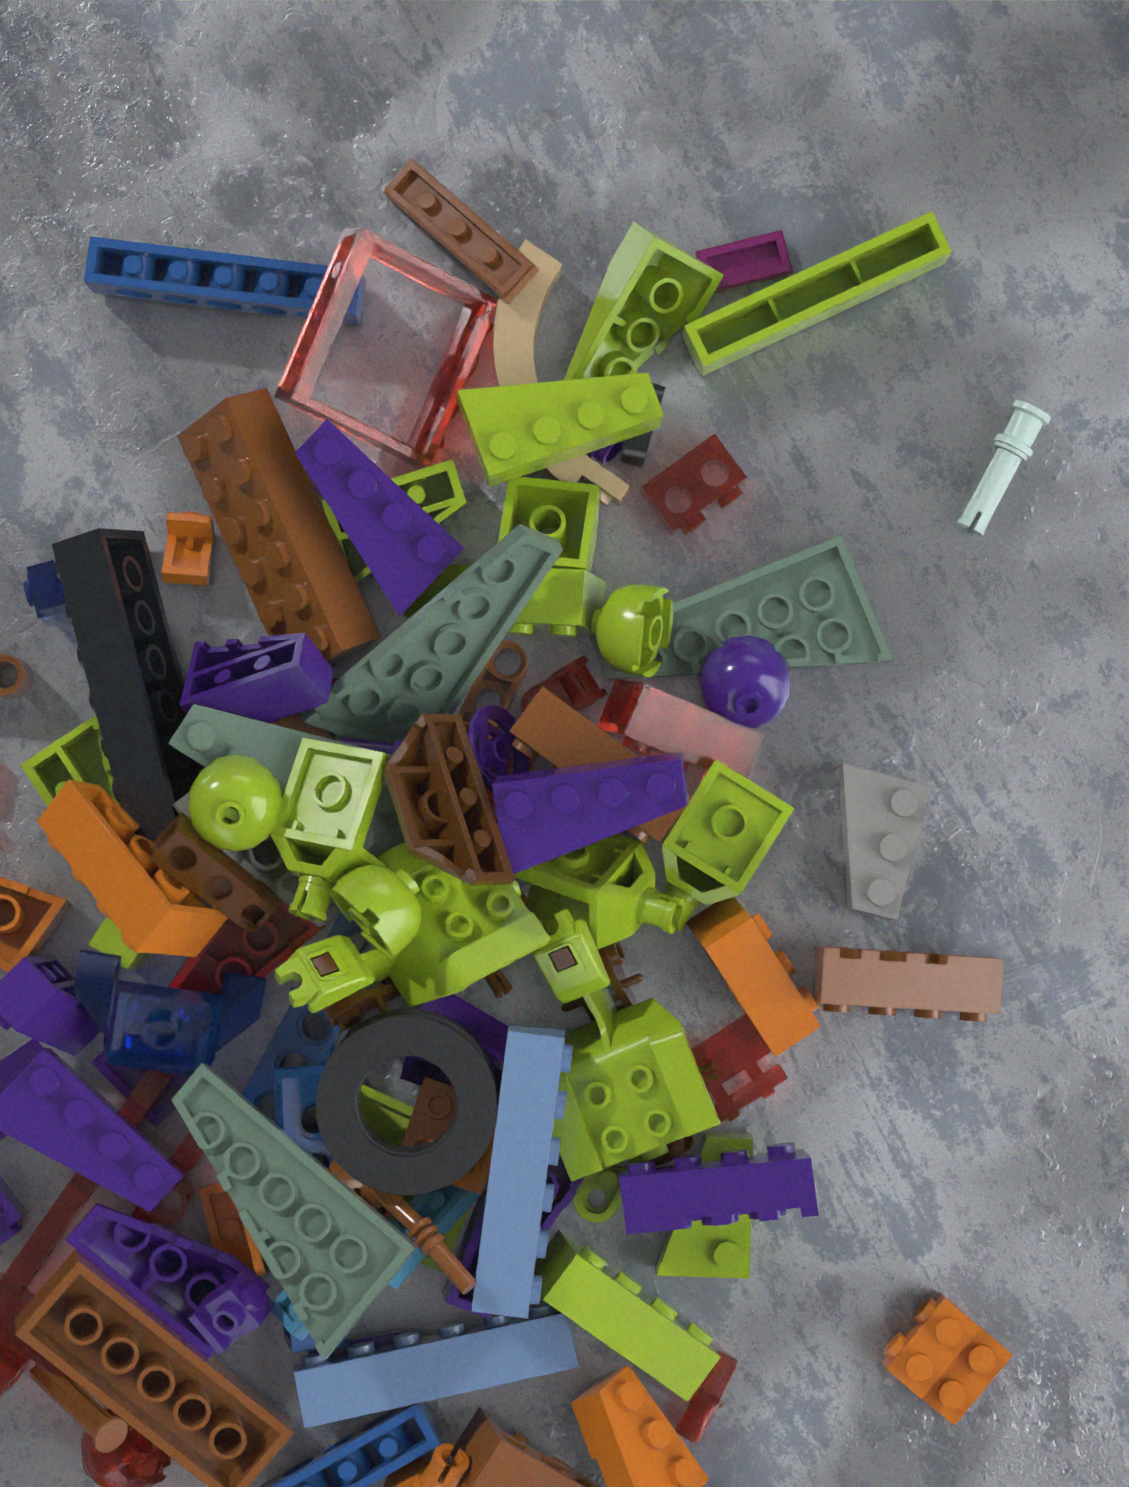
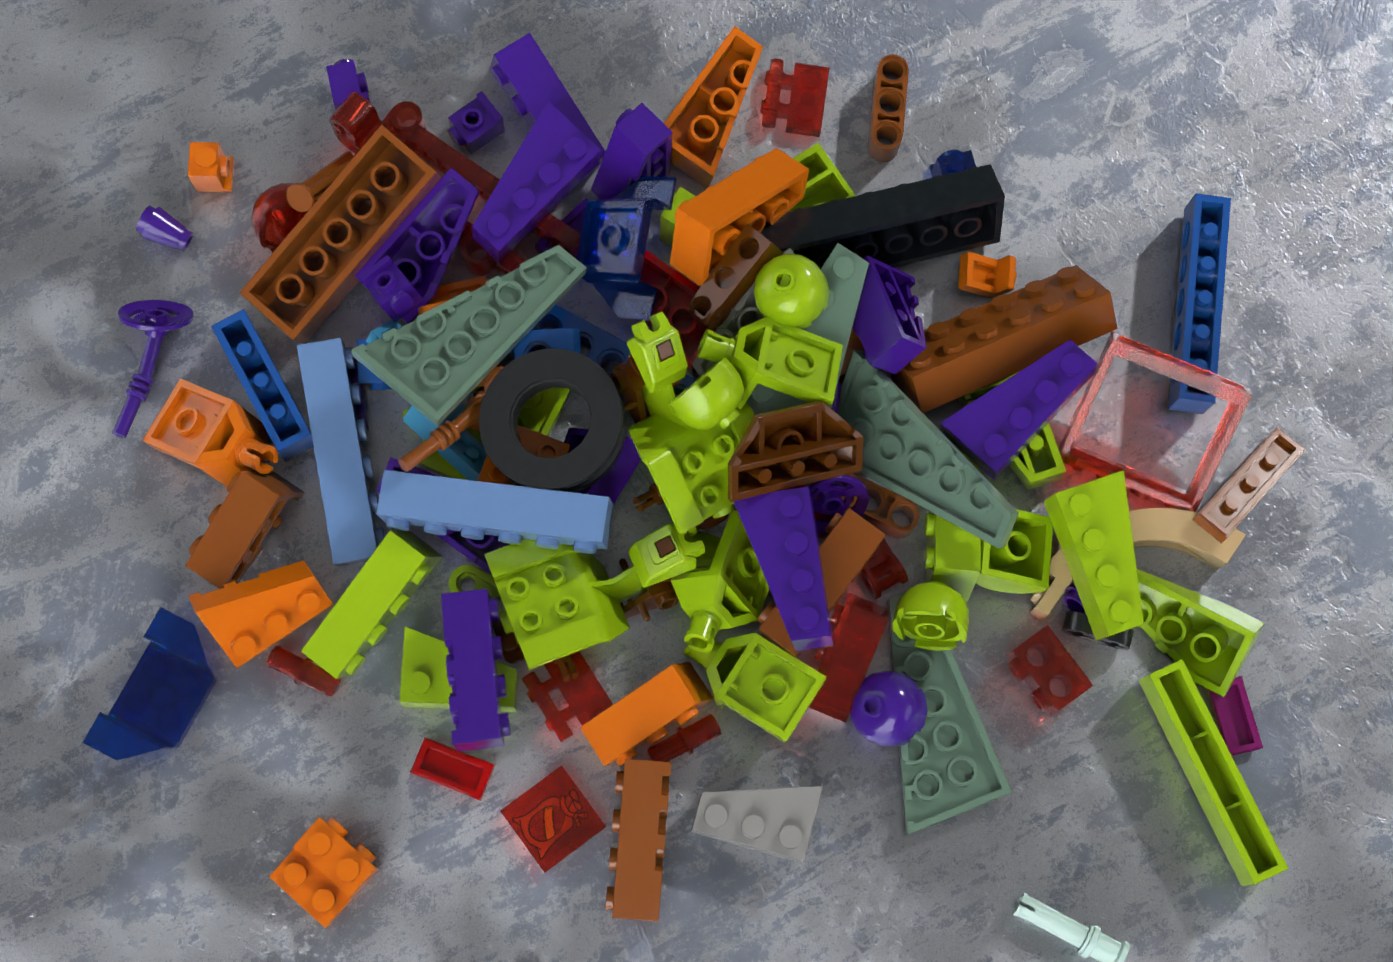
camera: 80 degrees right, 10 degrees down
(784, 928) = (685, 739): none -> clear red axle
(833, 1192) = (452, 769): none -> red tile
(879, 1085) = (553, 819): none -> clear red tile

